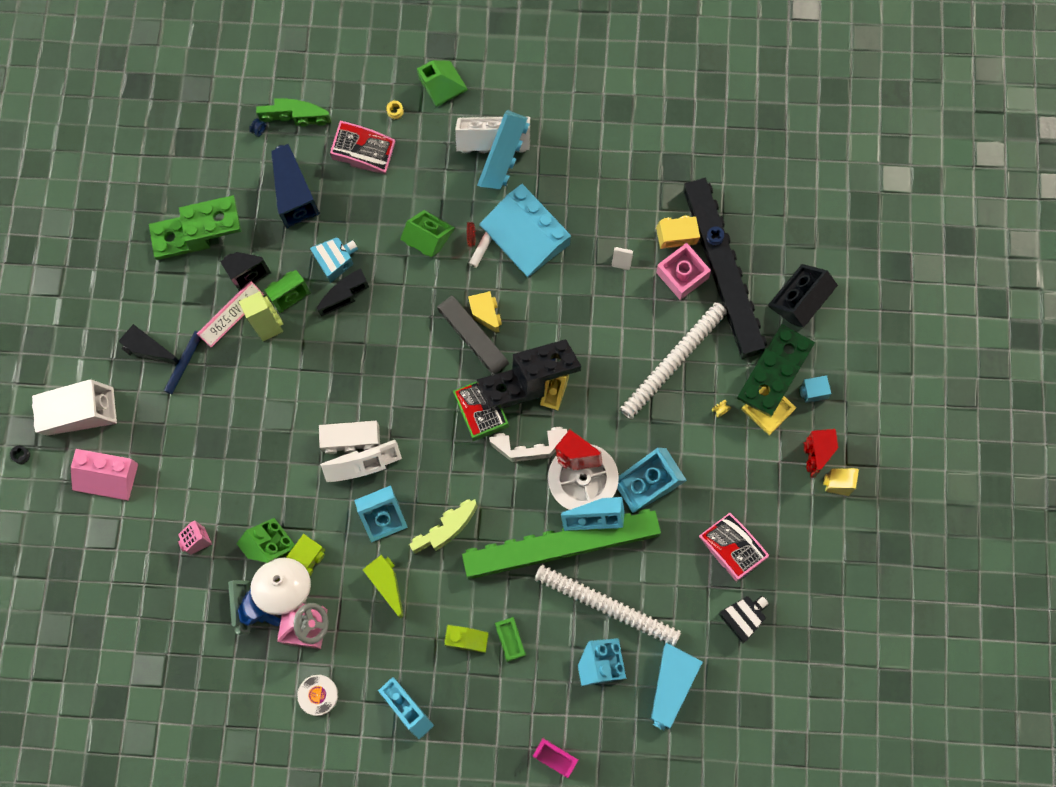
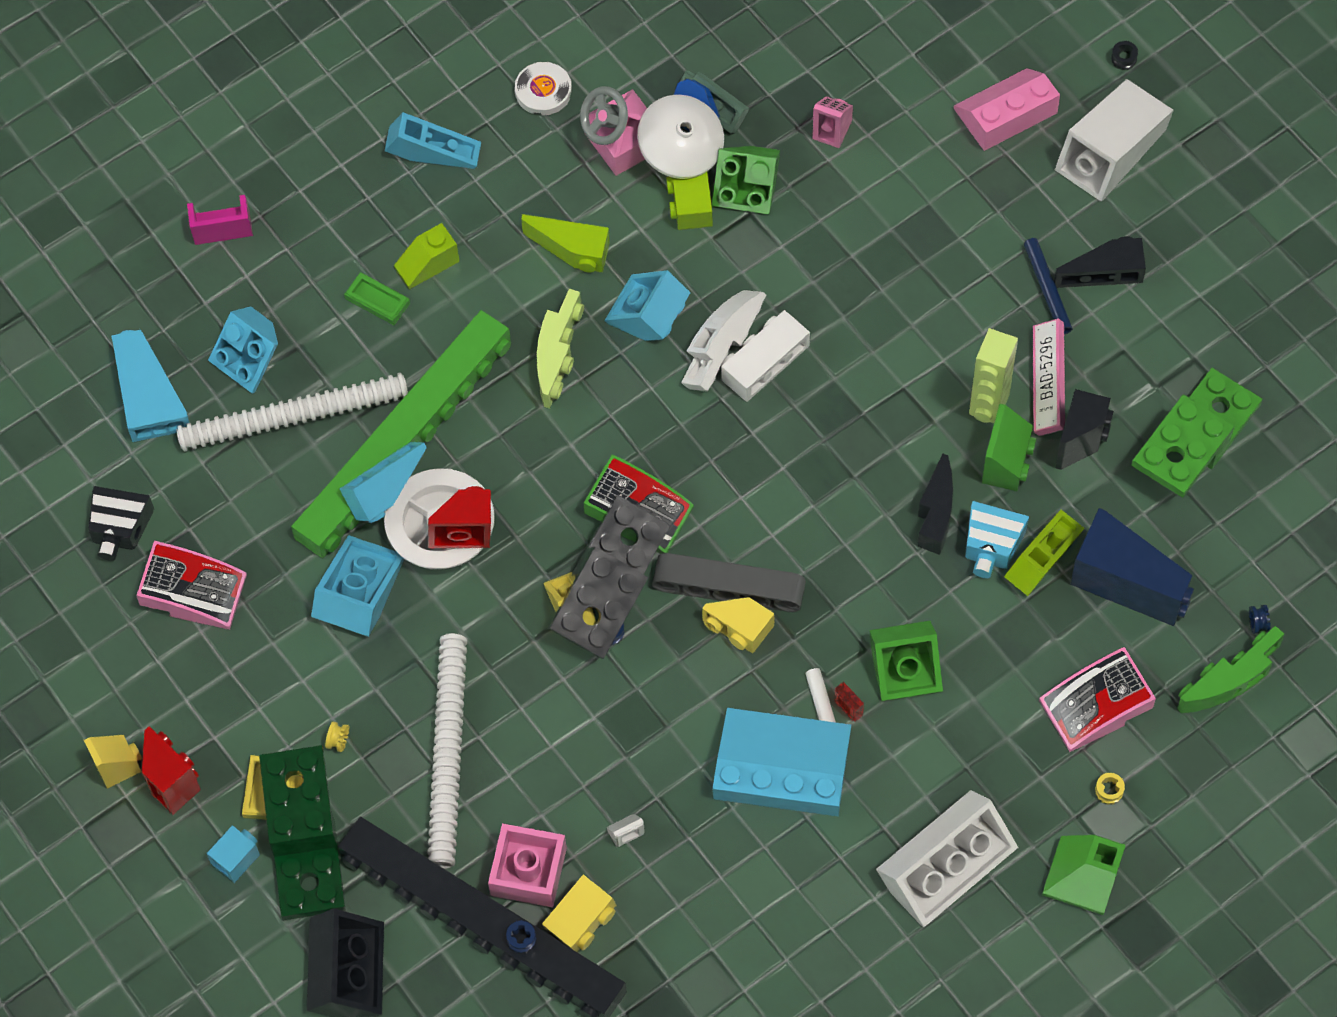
camera: 135 degrees right, 10 degrees down
(318, 230) = (1044, 552): none -> lime slope
(503, 150) = (897, 815): medium azure slope -> none
(521, 453) = (570, 485): white slope -> none

